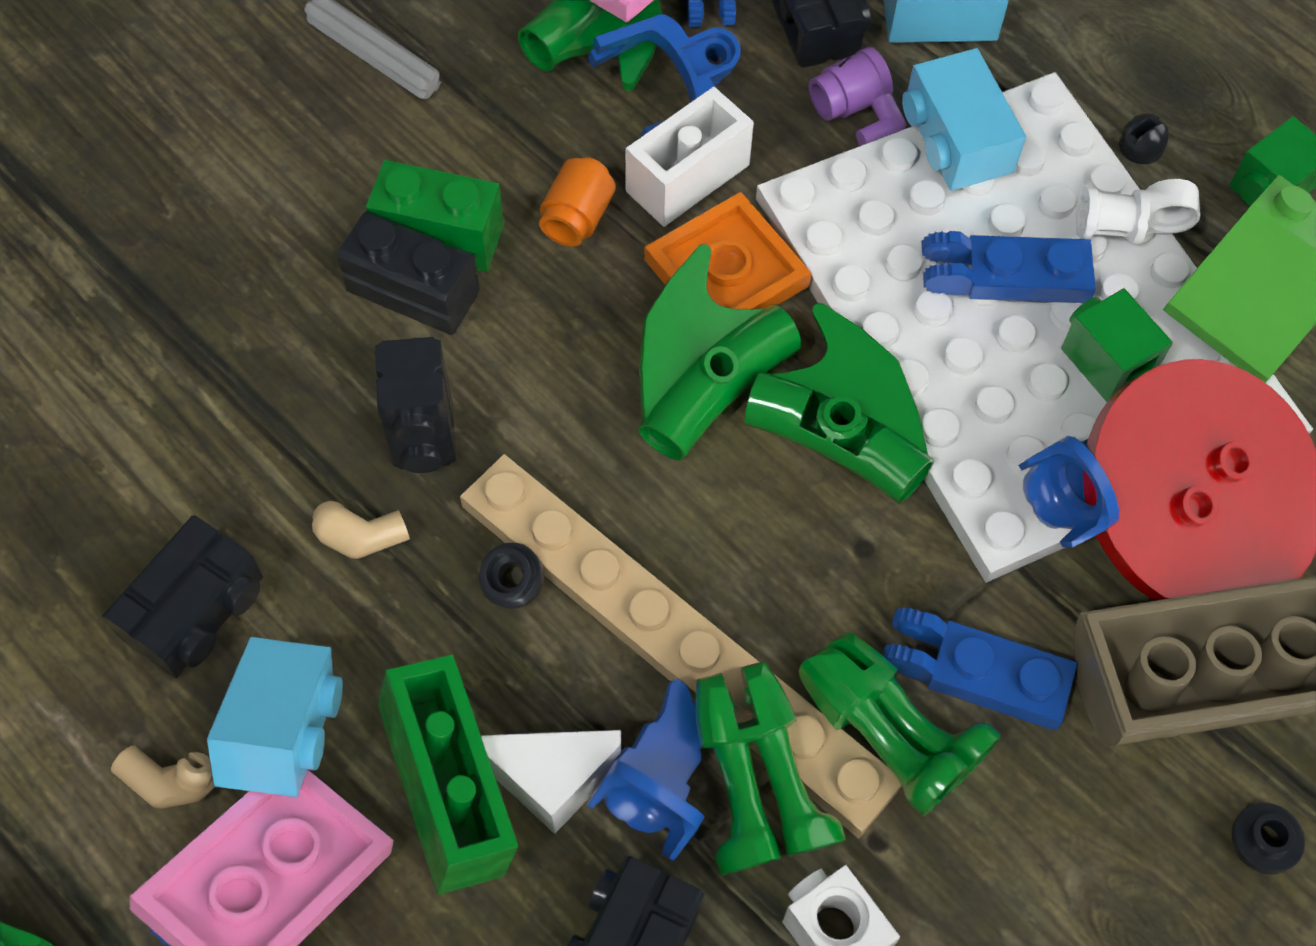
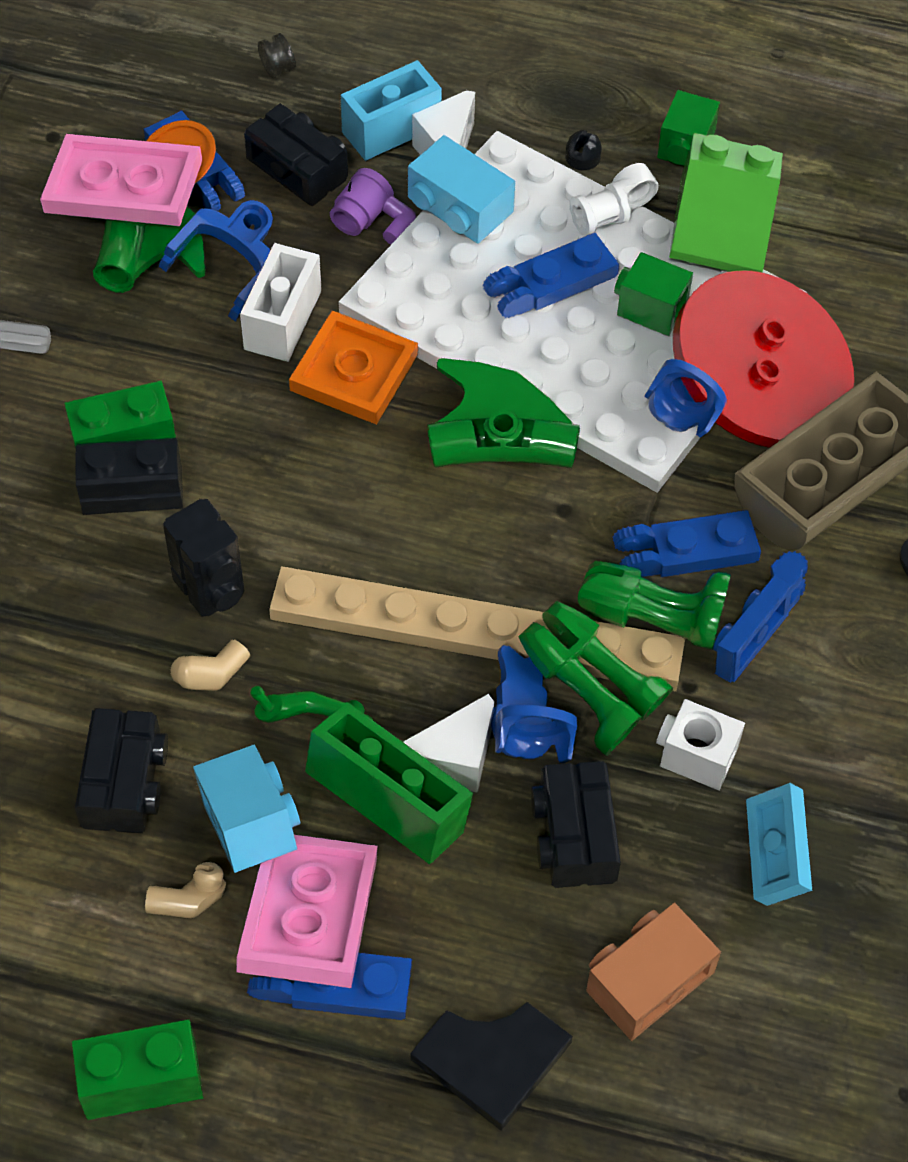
camera: 30 degrees left, 5 degrees down
(407, 615) = (283, 706): none -> green piece
(493, 574) = (329, 631): black plate -> none
(576, 201) = (216, 371): orange brick -> none
(702, 357) = (380, 434): green pin -> none
(1004, 39) = (449, 117): none -> white slope
(1013, 805) = (760, 616): none -> blue hinge

